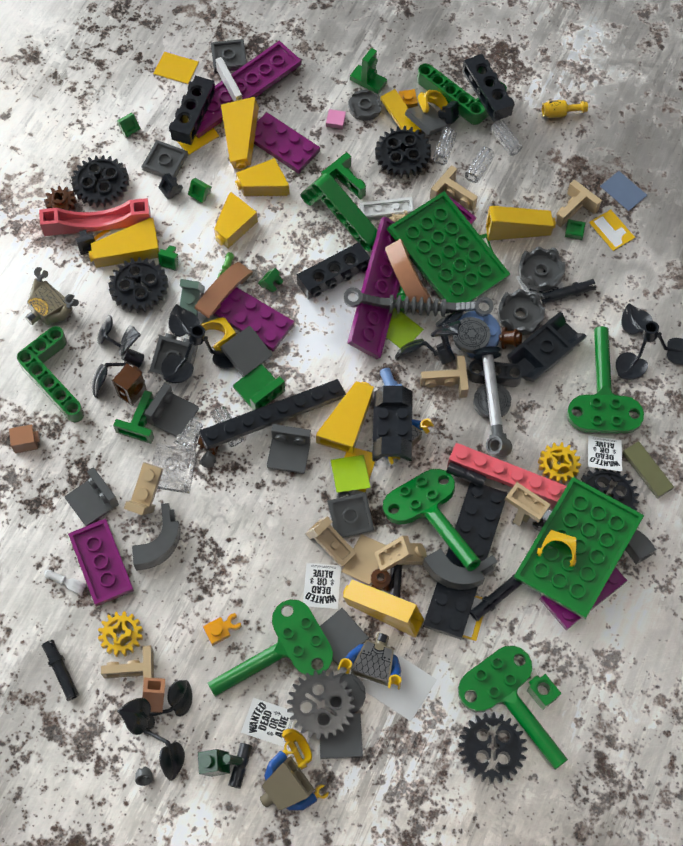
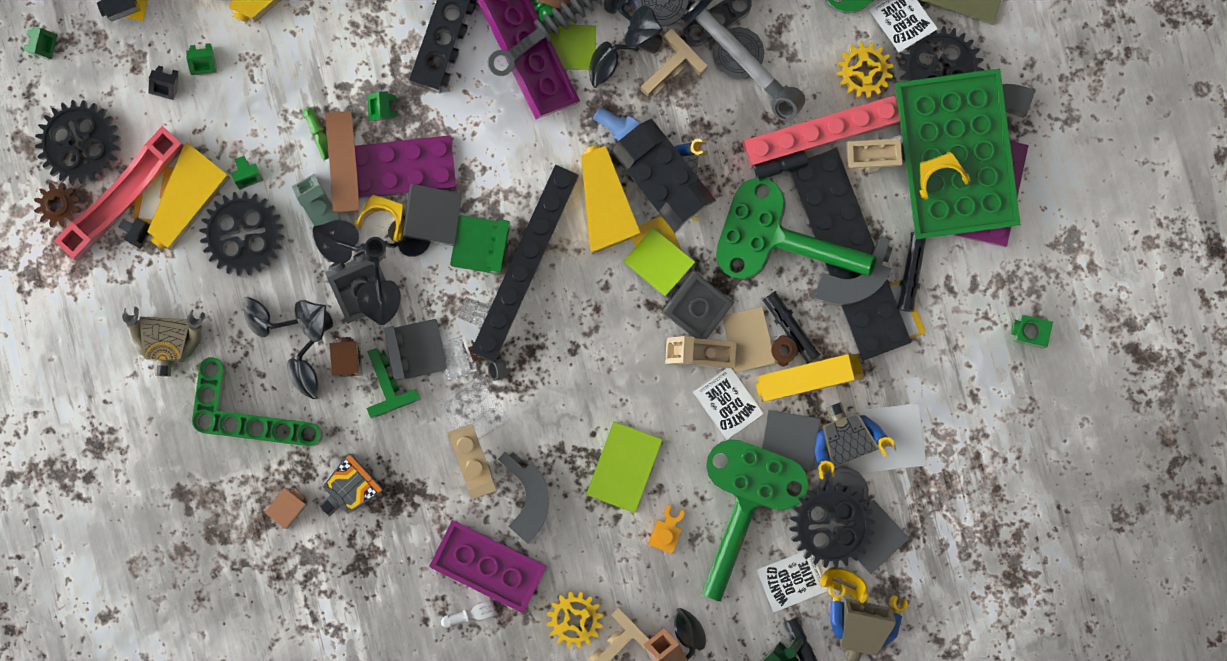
camera: 40 degrees left, 20 degrees up
(68, 455) = (349, 487): none -> torso
(92, 499) = (417, 512): dark grey bracket -> none
(164, 159) = (124, 52): dark grey tile -> none
(229, 571) = (624, 467): none -> lime tile
(234, 221) = (276, 66): yellow slope -> none
(289, 448) = (574, 289): dark grey bracket -> none
(400, 553) = (786, 309): tan bracket -> none
(497, 682) = (981, 357): green piece -> none
(511, 749) = (1006, 442): black gear -> none

